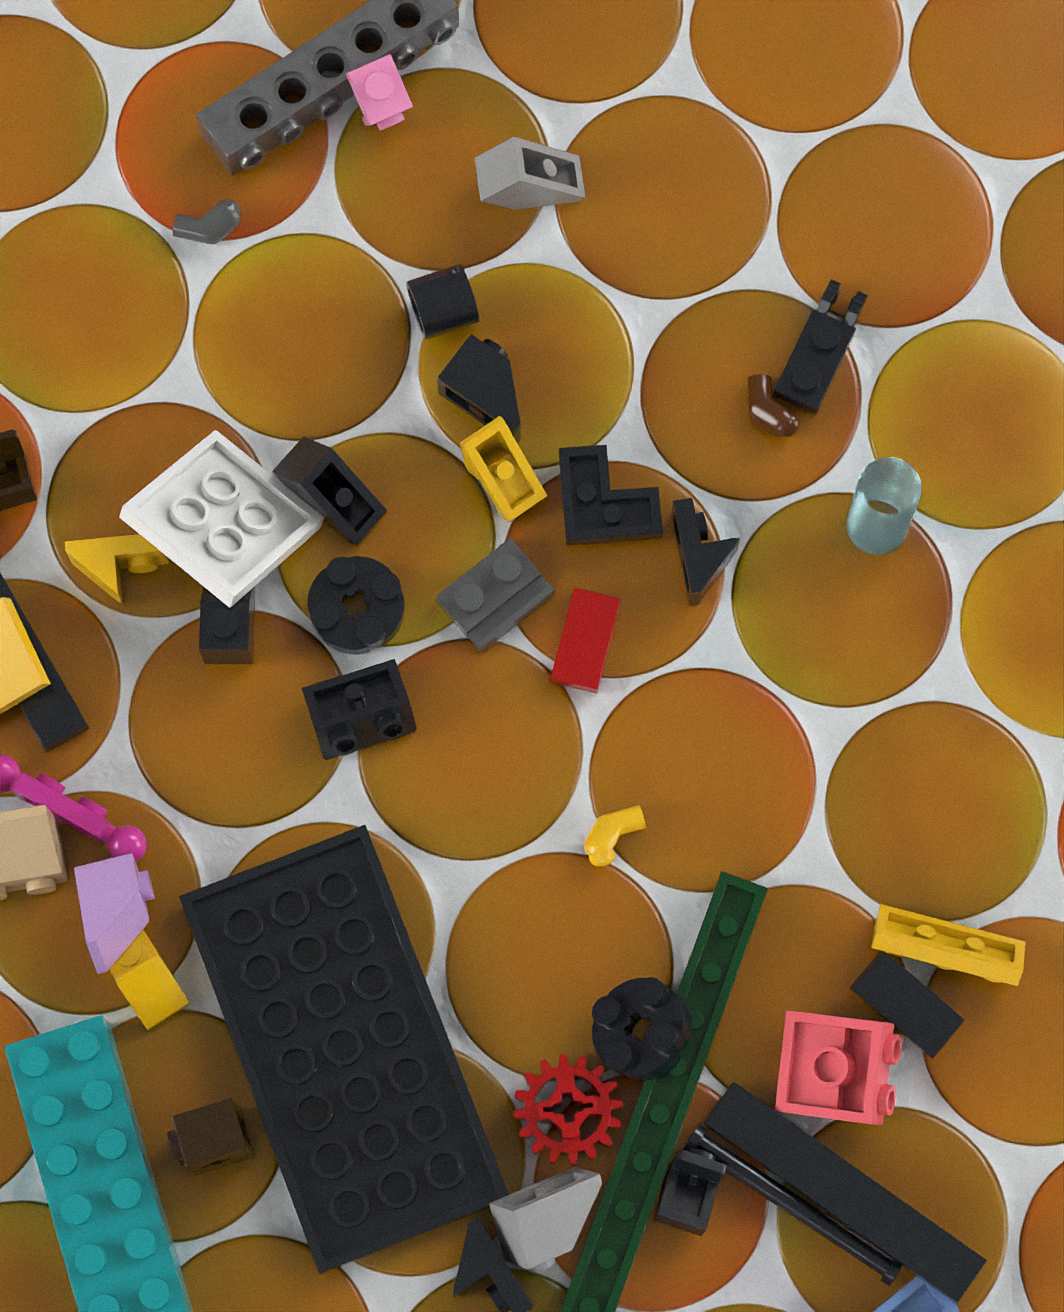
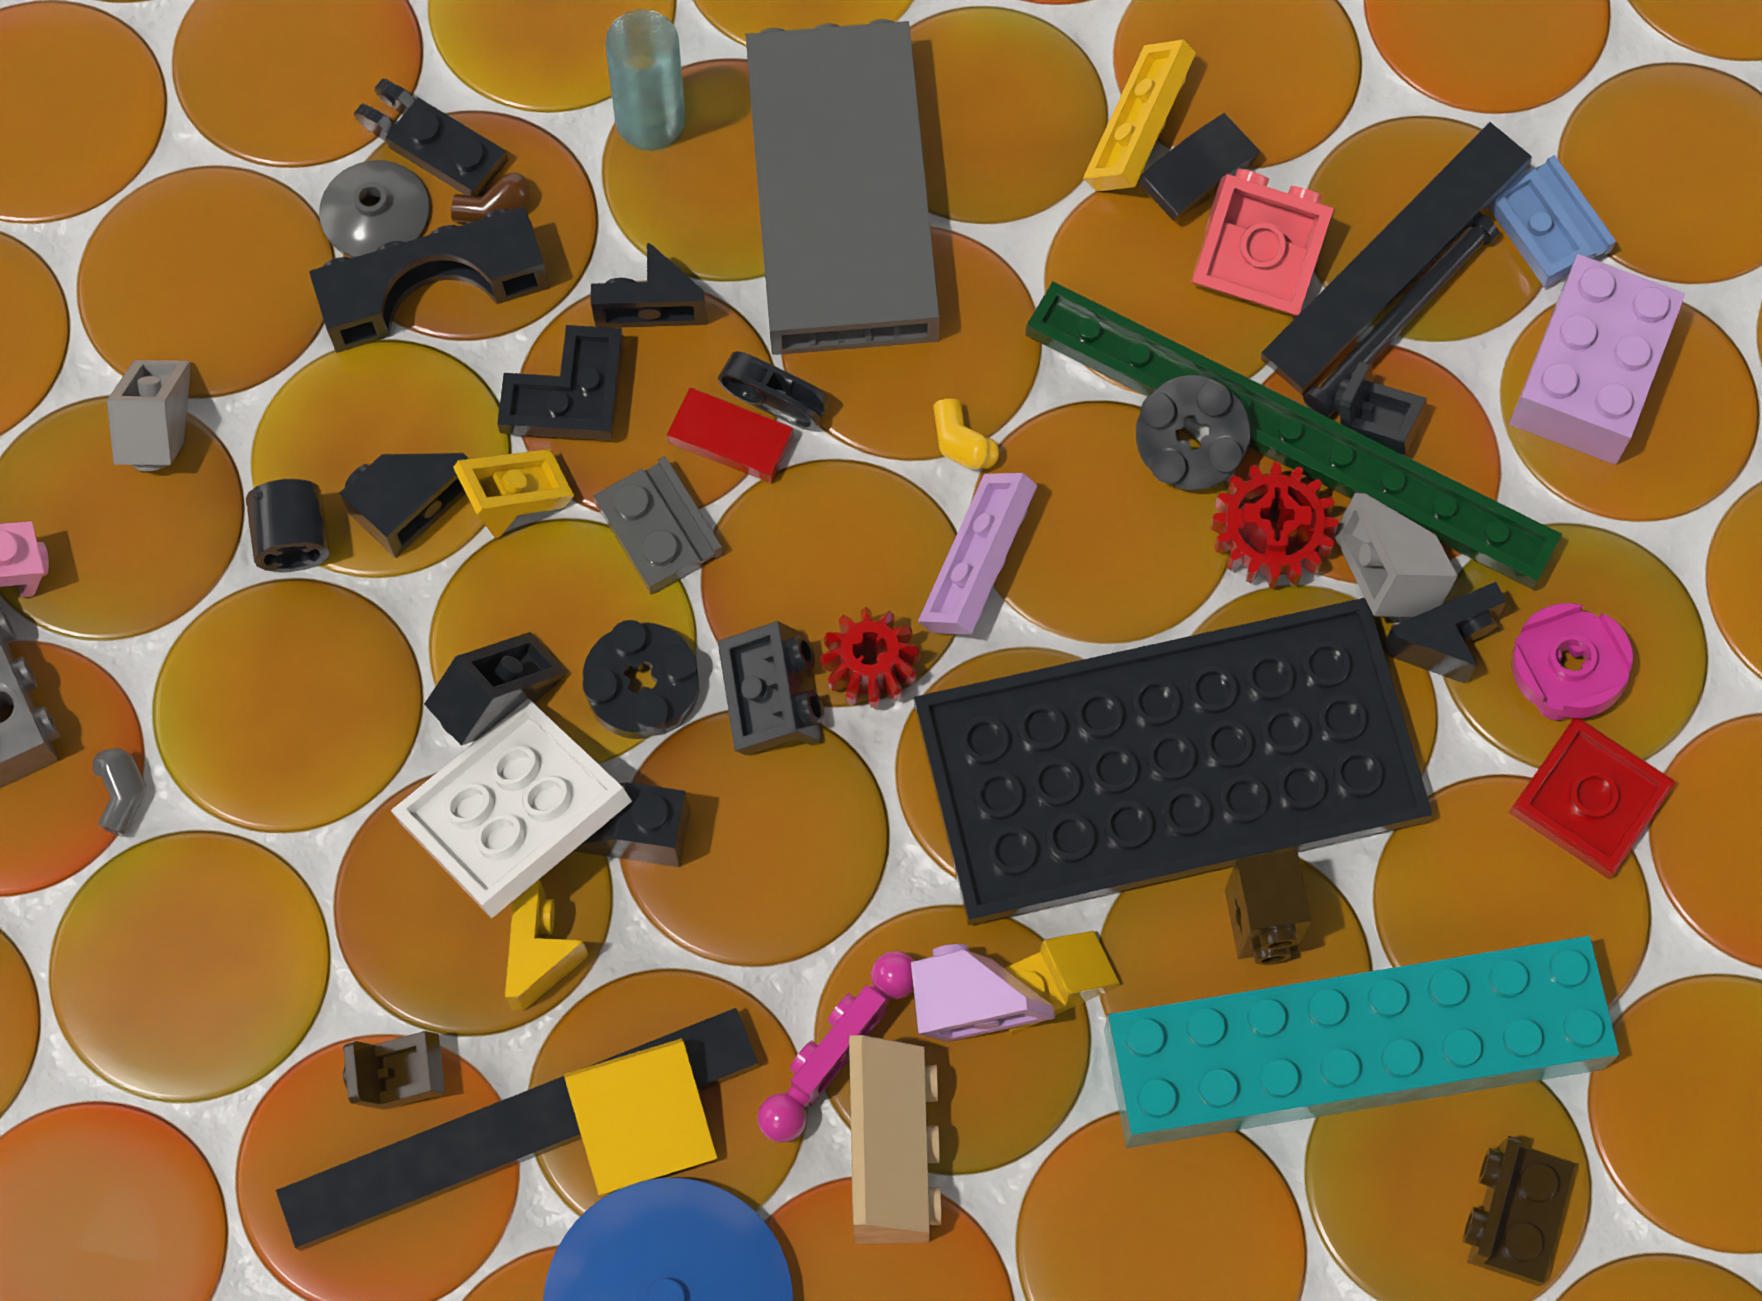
camera: 80 degrees left, 5 degrees down
(384, 797) = (892, 651): none -> red gear
(503, 860) = (977, 553): none -> lavender plate
(627, 667) = (773, 390): none -> black piece
(659, 320) = (365, 291): none -> black arch
(745, 335) = (362, 229): none -> dark grey dish
(833, 693) = (841, 188): none -> dark grey brick

